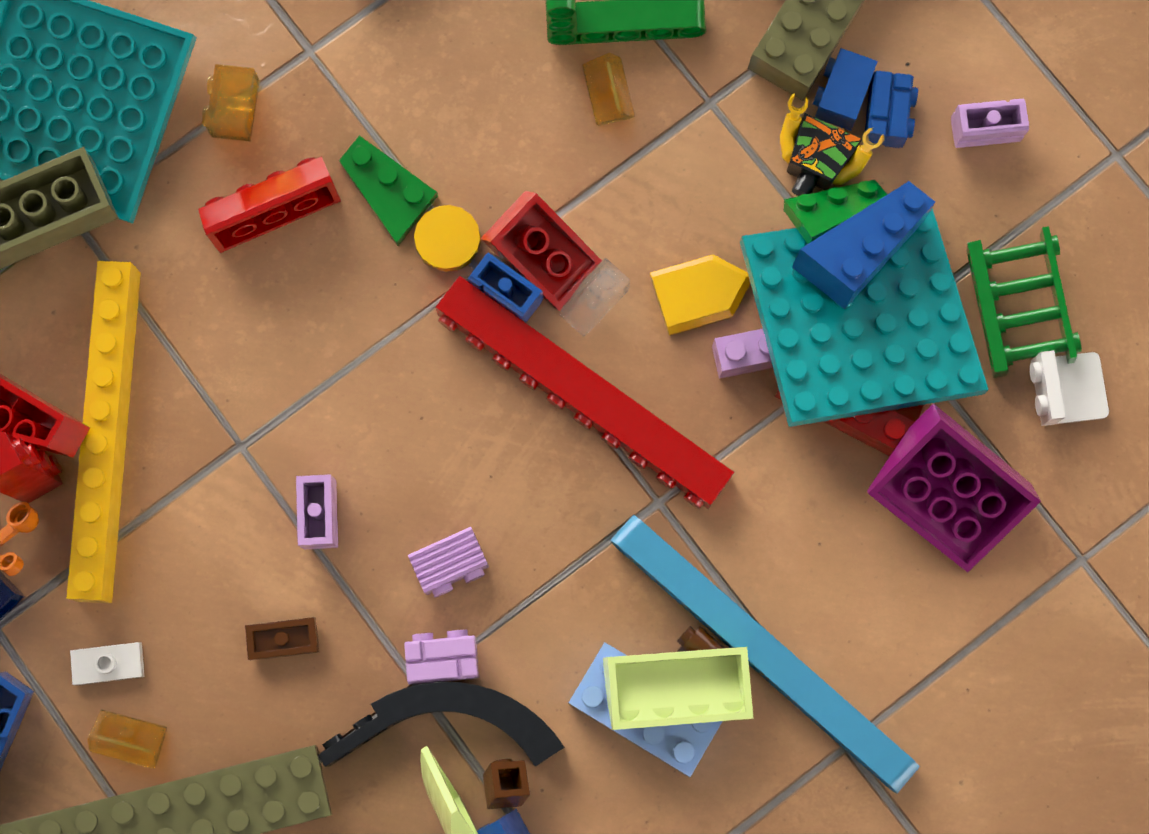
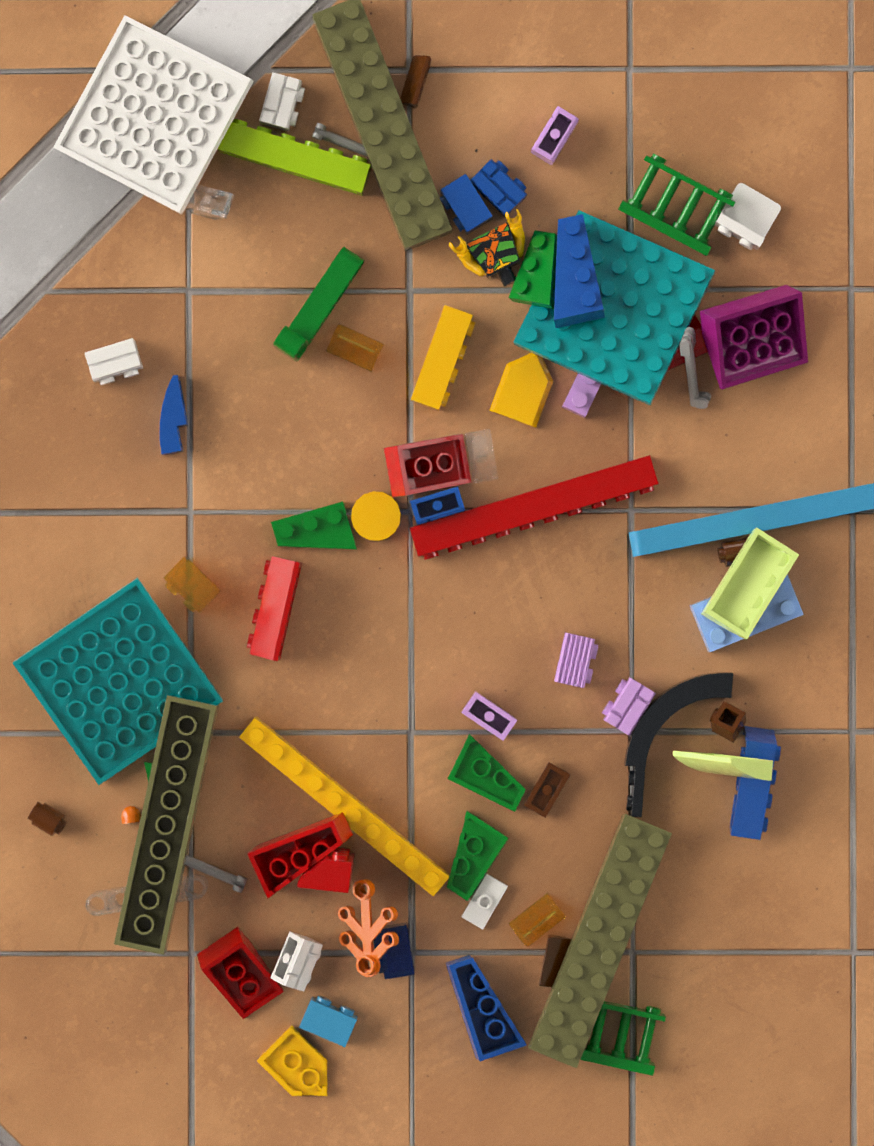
camera: 55 degrees left, 10 degrees up
(98, 786) = (553, 958): none -> reddish brown slope
(153, 614) = (475, 854): none -> green wing
(248, 560) = (485, 776): none -> green wing
(667, 182) = (442, 357): none -> yellow brick
(884, 416) = (697, 399): none -> light grey hinge

